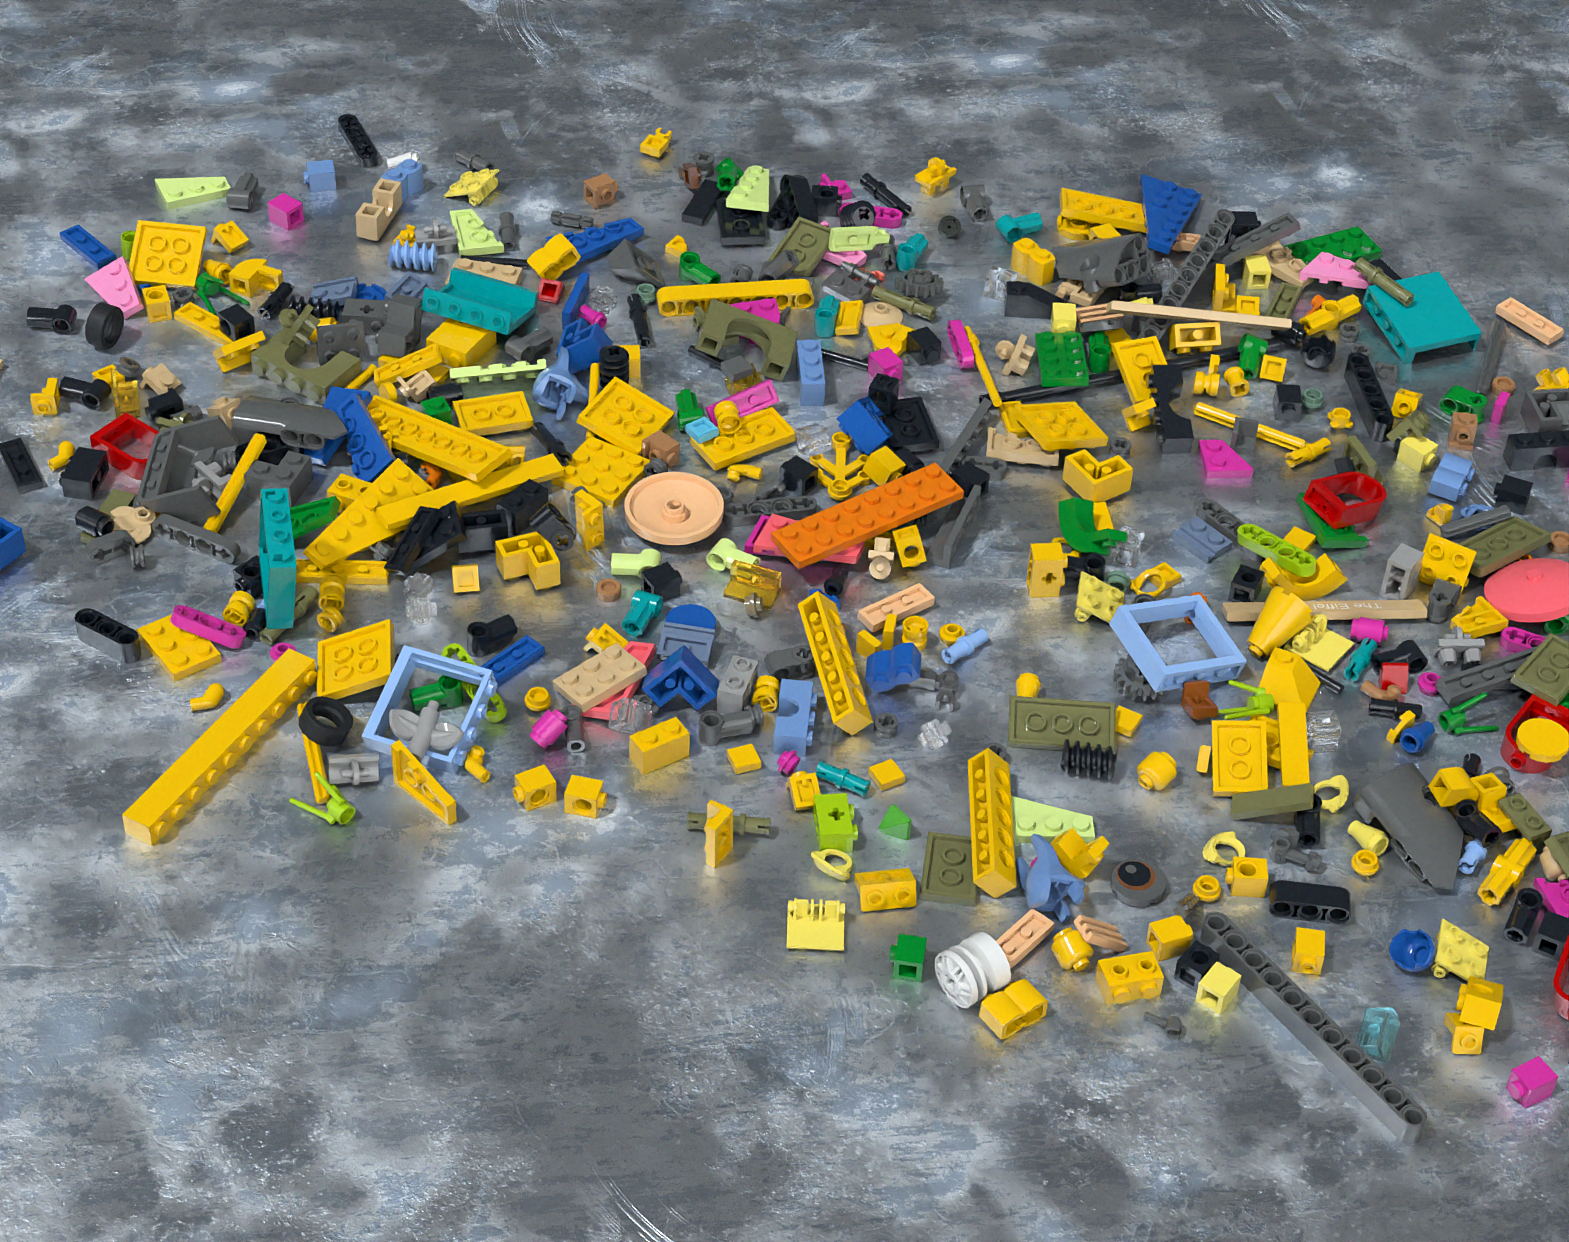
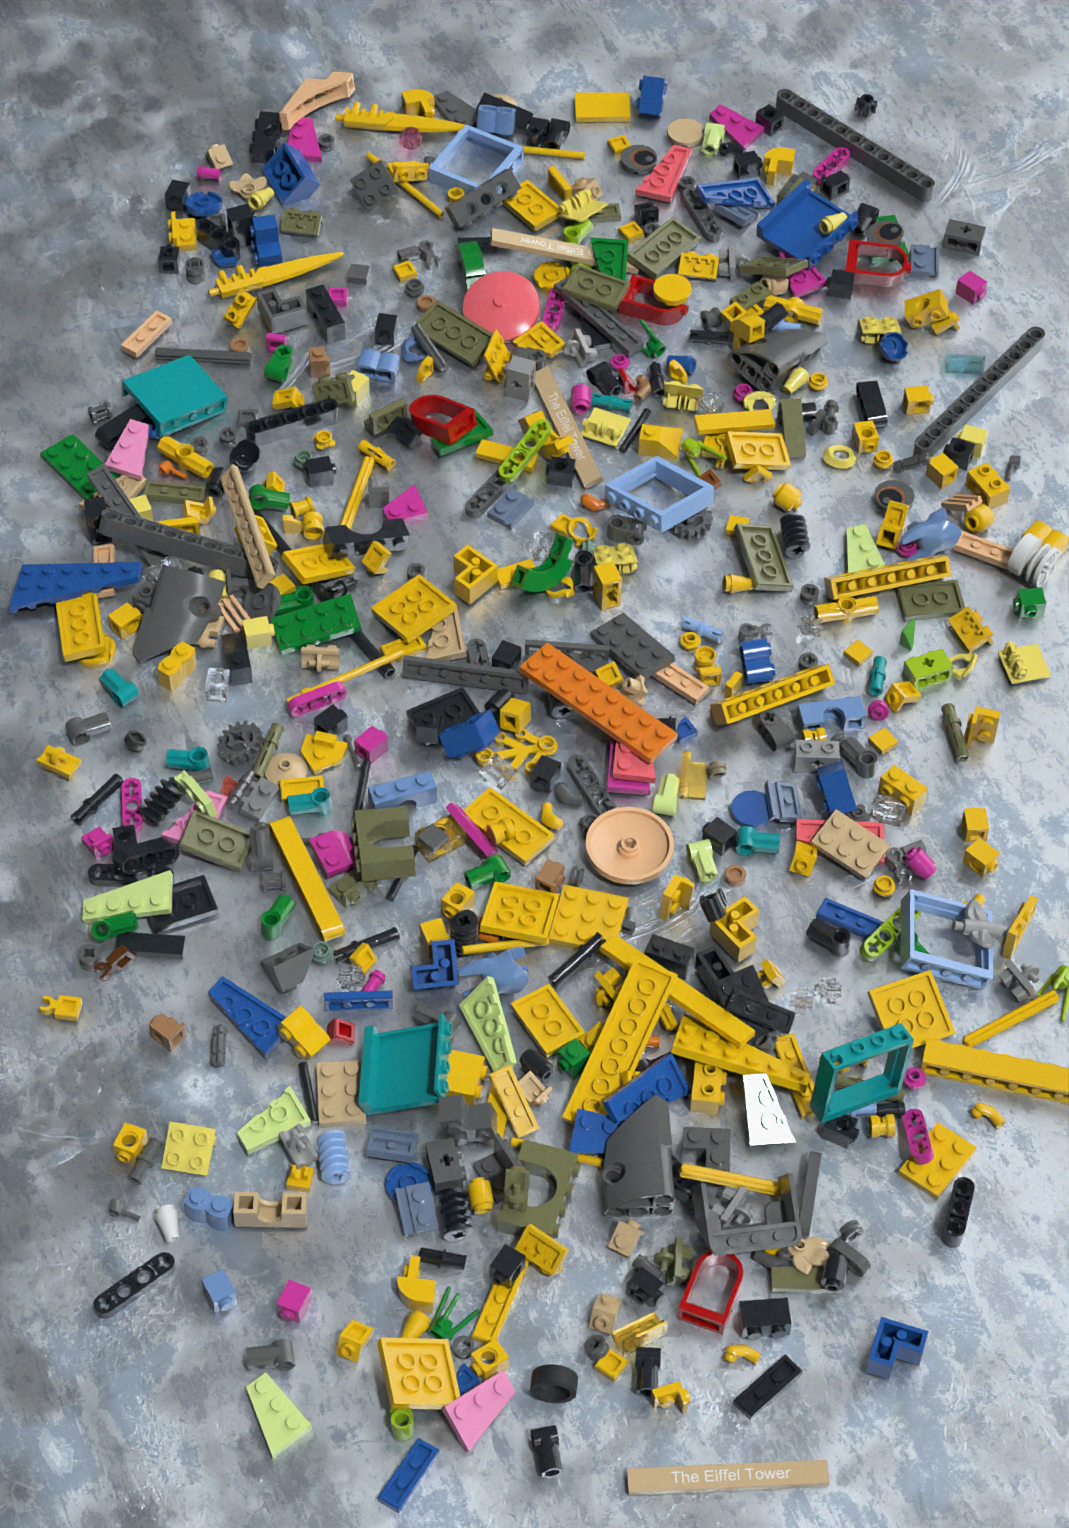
camera: 105 degrees left, 10 degrees up
(322, 733) = (981, 1002): black tyre -> none
(388, 391) = (552, 1110): yellow tile -> none
(435, 141) = (116, 1210): none -> dark grey hand
(495, 152) = (130, 1135): none -> yellow brick
(507, 231) = (259, 1093): dark grey pin -> none
(622, 312) = (363, 957): none -> yellow tile
(661, 384) = (457, 894): none -> yellow brick
(676, 246) = (233, 948): yellow tile -> none
(701, 430) = (518, 851): medium azure tile -> none
(954, 579) = (632, 646): none -> dark grey plate
(954, 776) = (846, 609): none -> yellow piece
(1107, 384) = (341, 588): none -> black axle
(1278, 622) = (609, 441): yellow cone -> none
(1353, 713) = (675, 390): none -> light yellow hinge
(1357, 781) = (741, 391): none -> dark pink plate
(1377, 277) = (152, 414): olive pin -> none
(1411, 262) = (100, 412): none -> dark grey bush
(1523, 915) = (825, 298): black piece -> none

